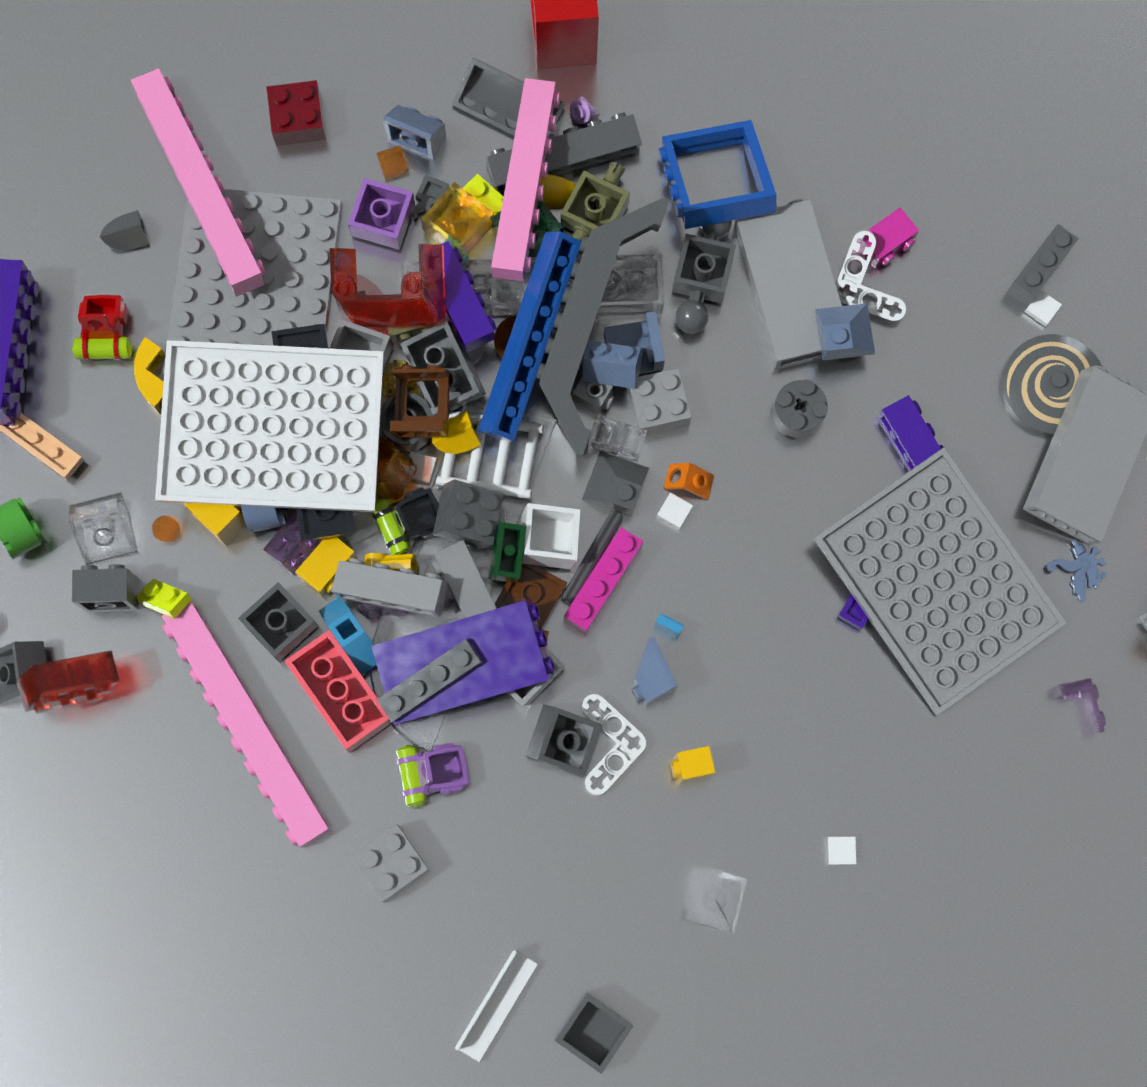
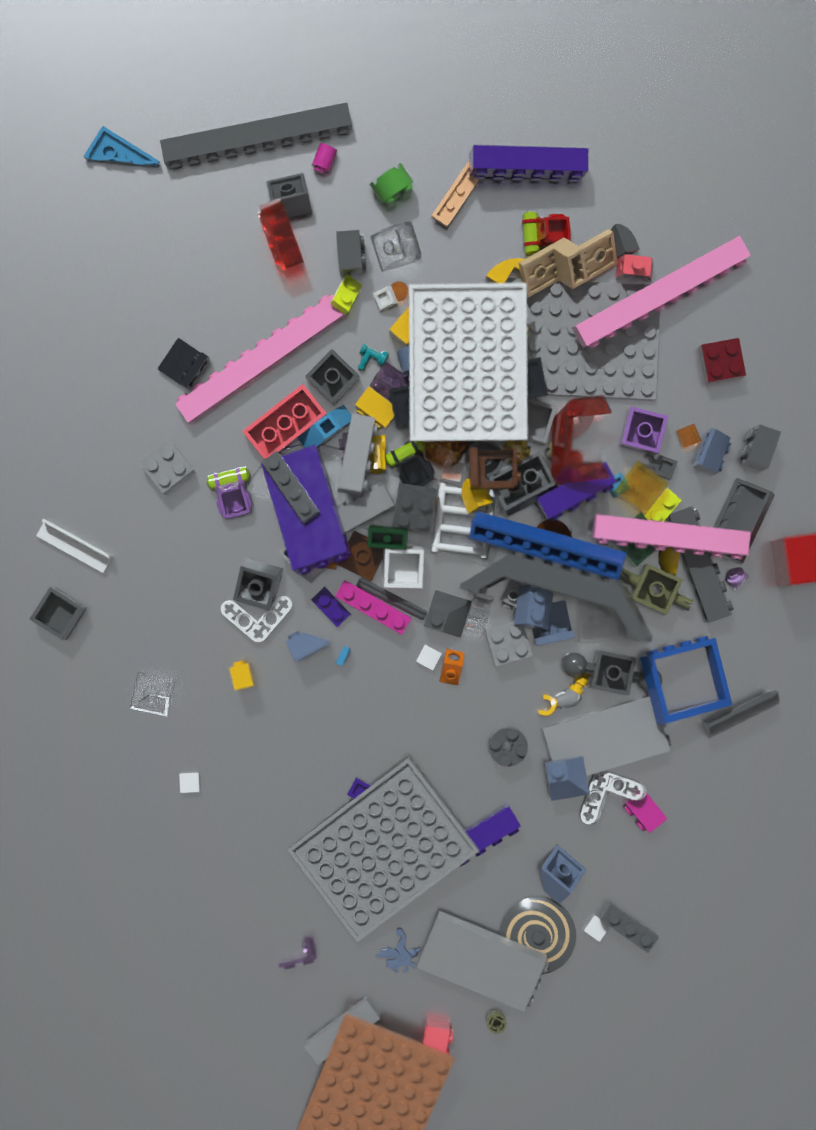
camera: 90 degrees right, 10 degrees up
(145, 293) = (568, 262): none -> tan bracket
(163, 211) = (635, 268): none -> coral torso
(174, 546) = (385, 298): none -> white tile
(243, 834) = (183, 363): none -> black bracket
(249, 575) = (368, 352): none -> teal piece
(413, 68) = (760, 447): none -> dark grey brick
(600, 641) = (330, 606): none -> dark purple plate
(737, 330) = (567, 699): none -> piece
(761, 110) = (742, 713): none -> dark grey slope
(974, 347) = (560, 874): none -> sand blue slope

